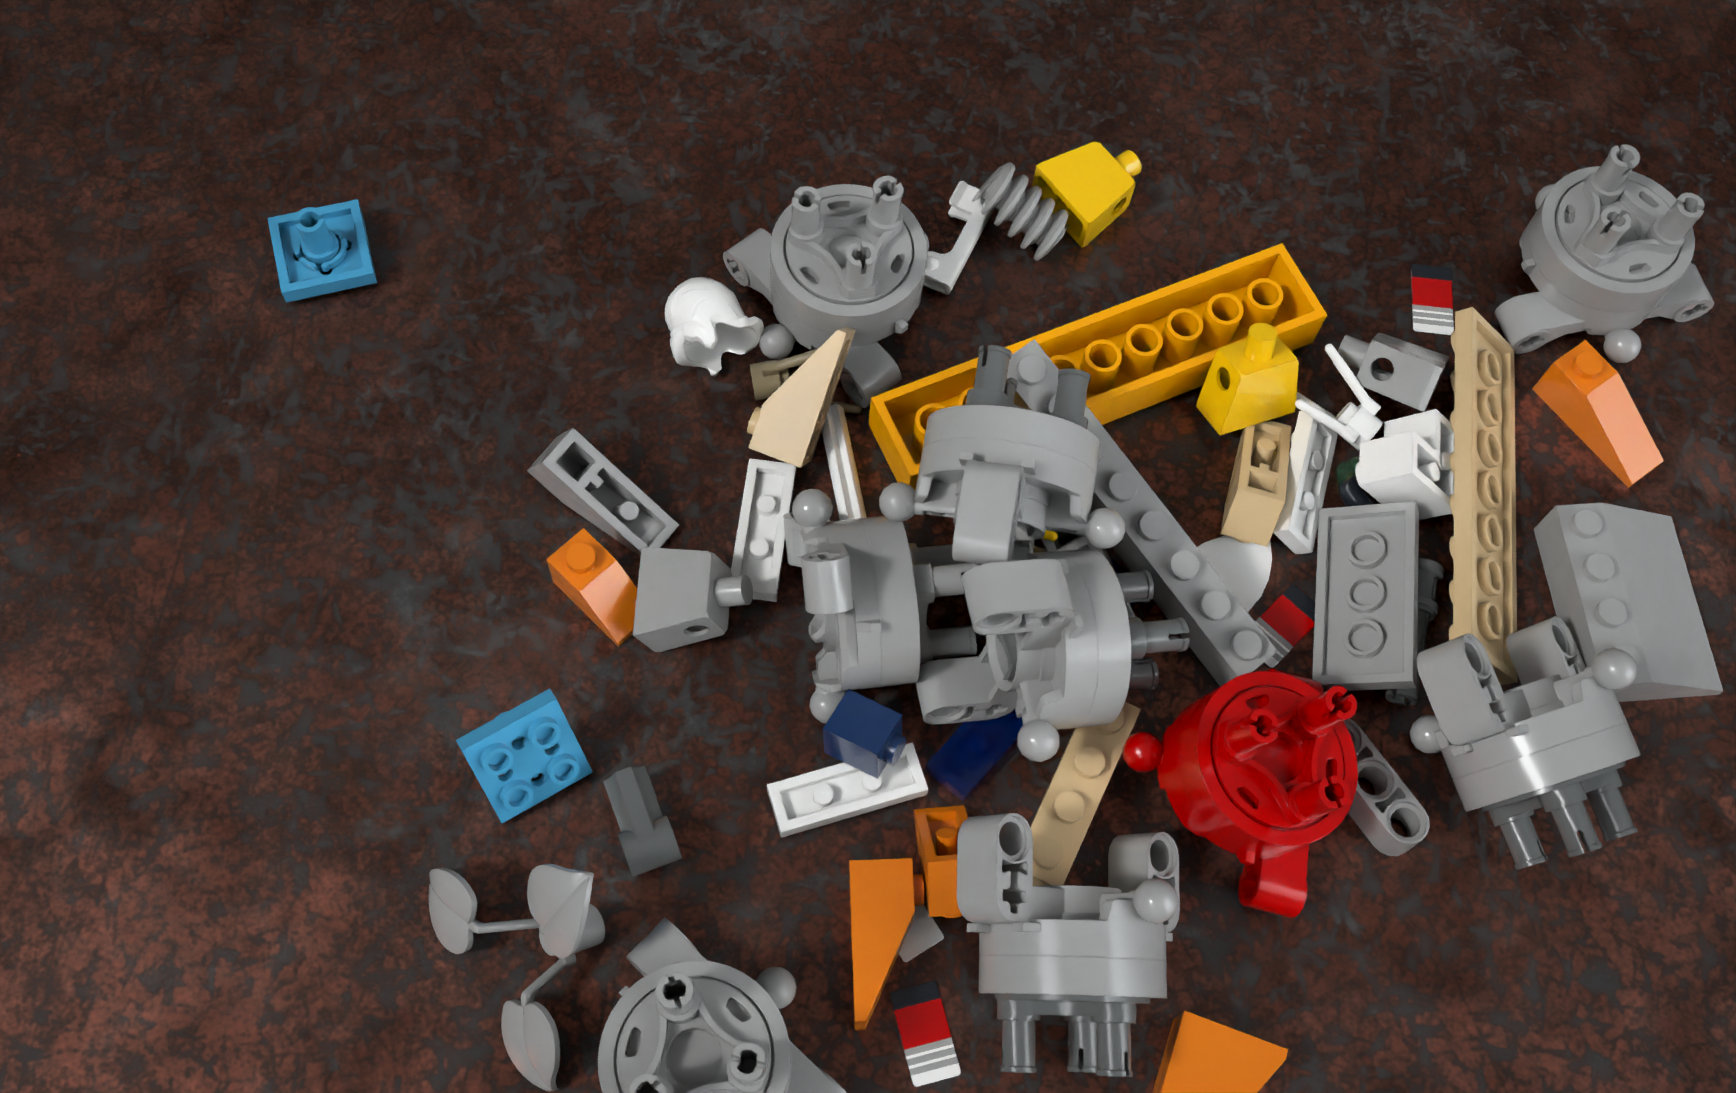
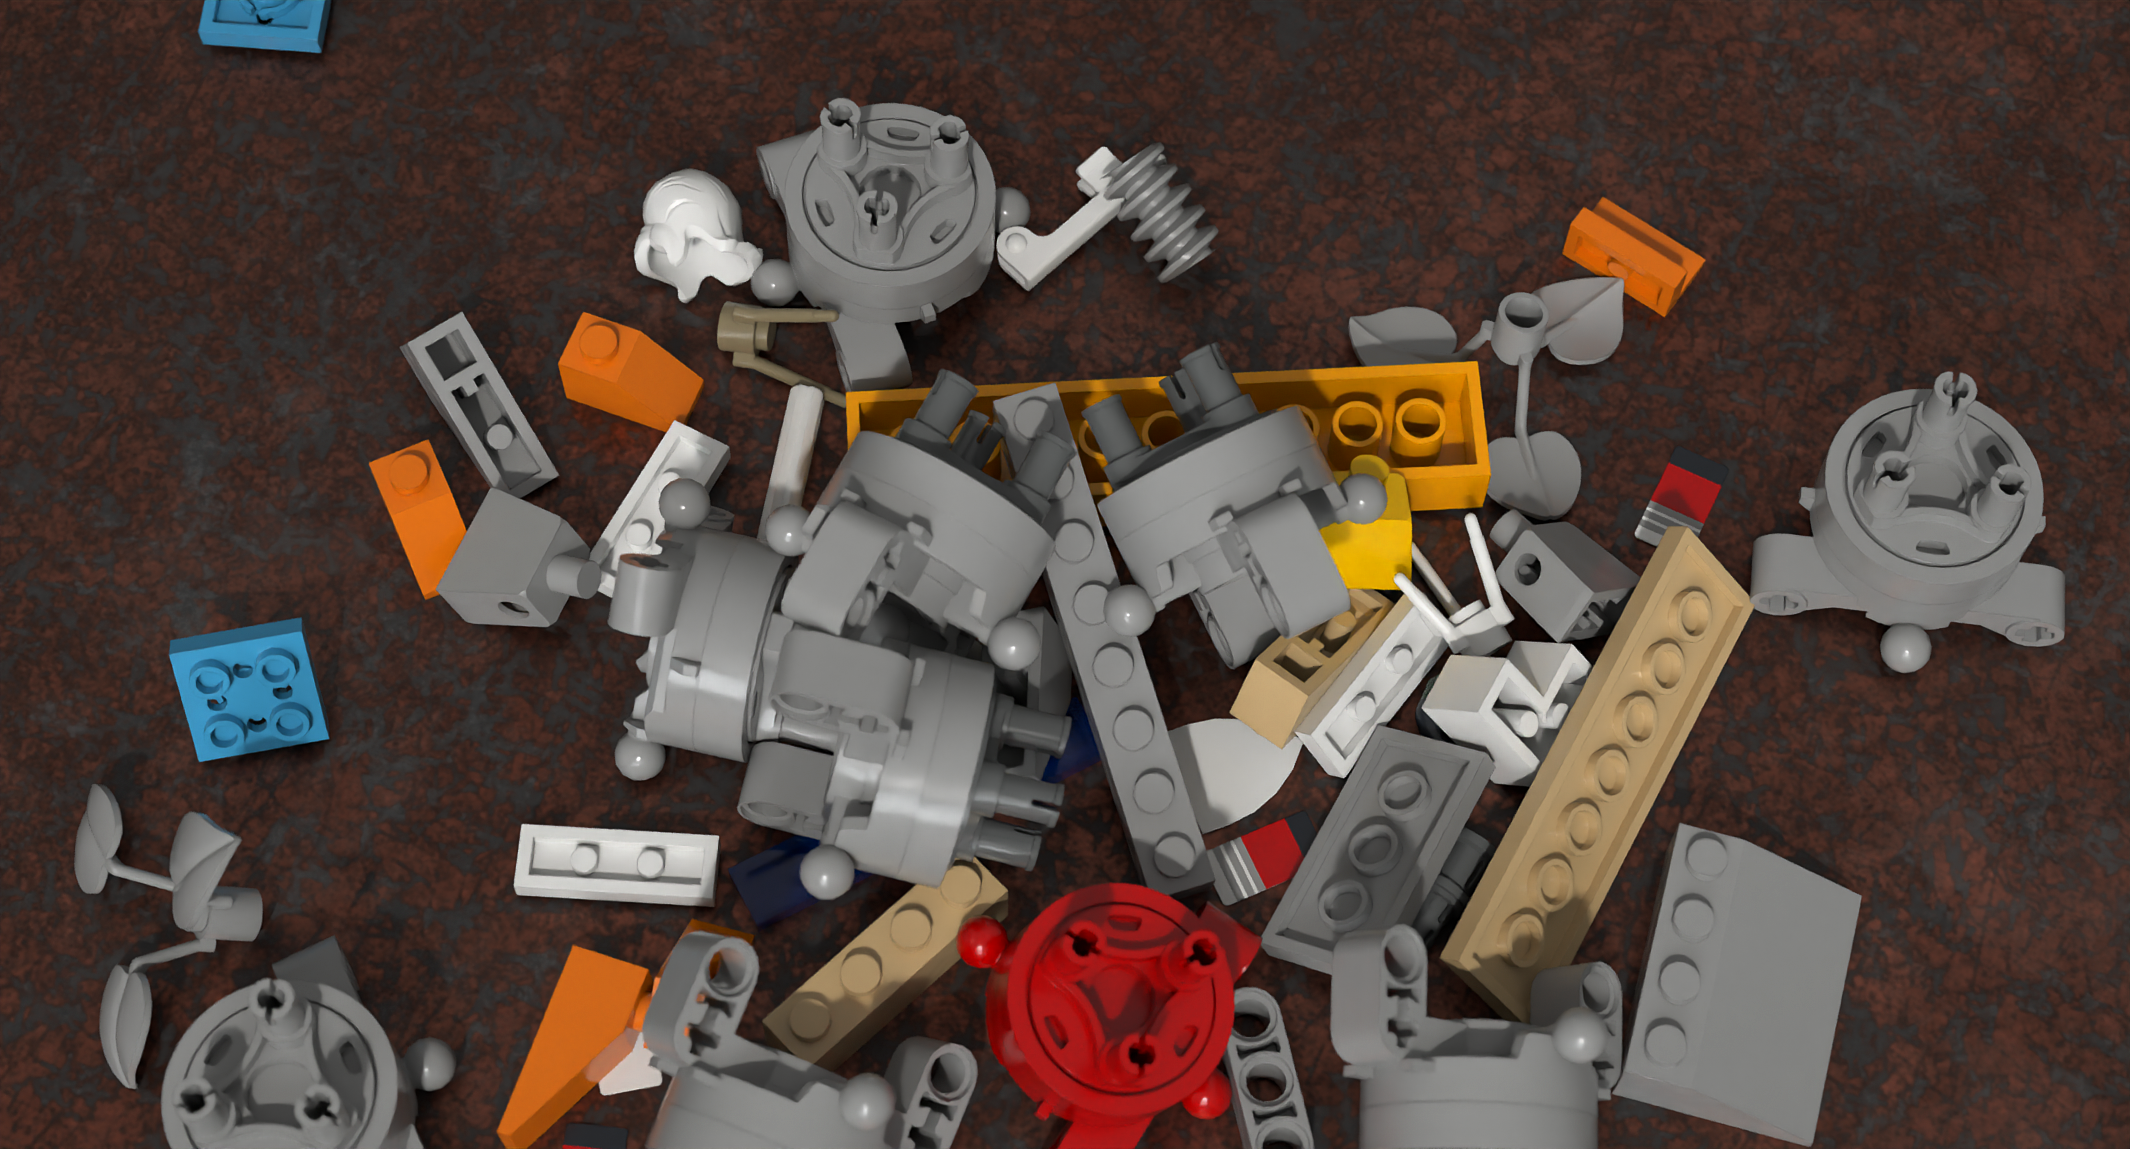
camera: 25 degrees right, 0 degrees up
(645, 832) = (357, 832): dark grey piece -> none
(700, 438) = (627, 374): none -> orange slope
(796, 412) = (751, 382): tan slope -> none
(864, 734) = (656, 802): dark blue brick -> none
(1089, 187) = (1271, 207): yellow torso -> none
(1195, 385) = (1226, 513): none -> light grey piece
(1302, 210) = (1578, 323): none -> light grey plant
(1329, 152) = (1623, 246): none -> orange panel
(1600, 412) = (1828, 728): orange slope -> none

